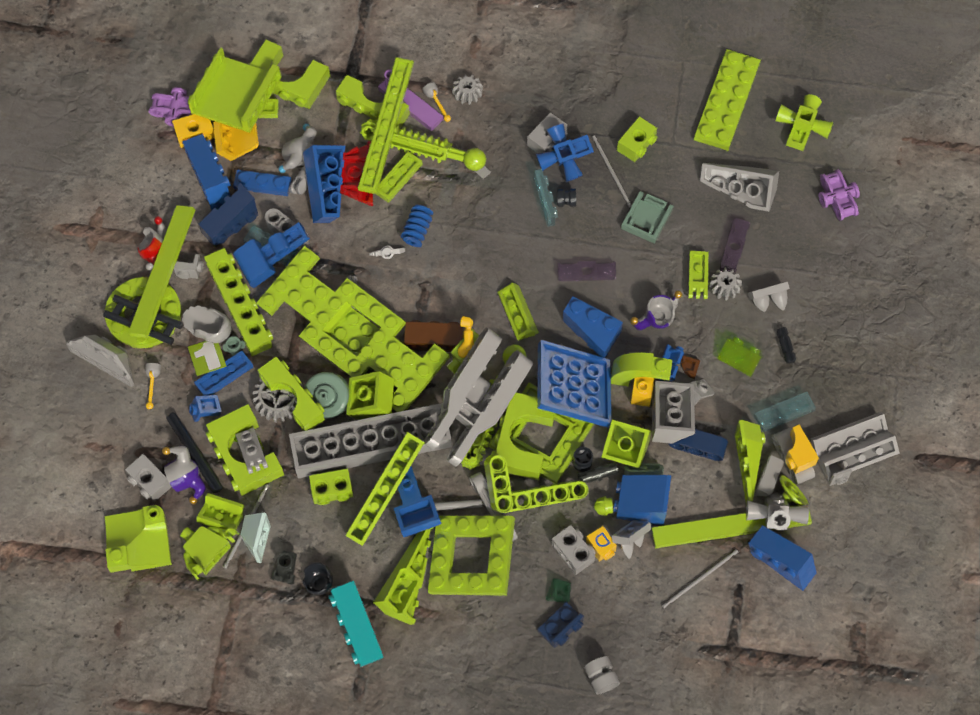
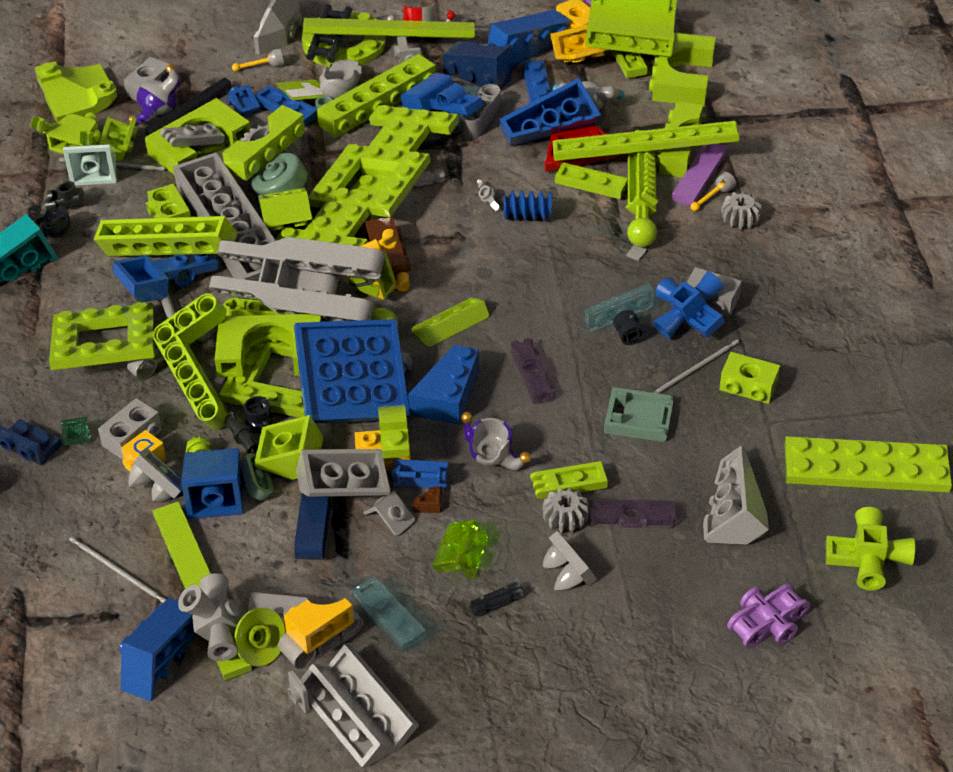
camera: 75 degrees right, 20 degrees down
(401, 589) = (53, 294): lime wedge -> none
(749, 447) = (316, 573): lime wedge -> none

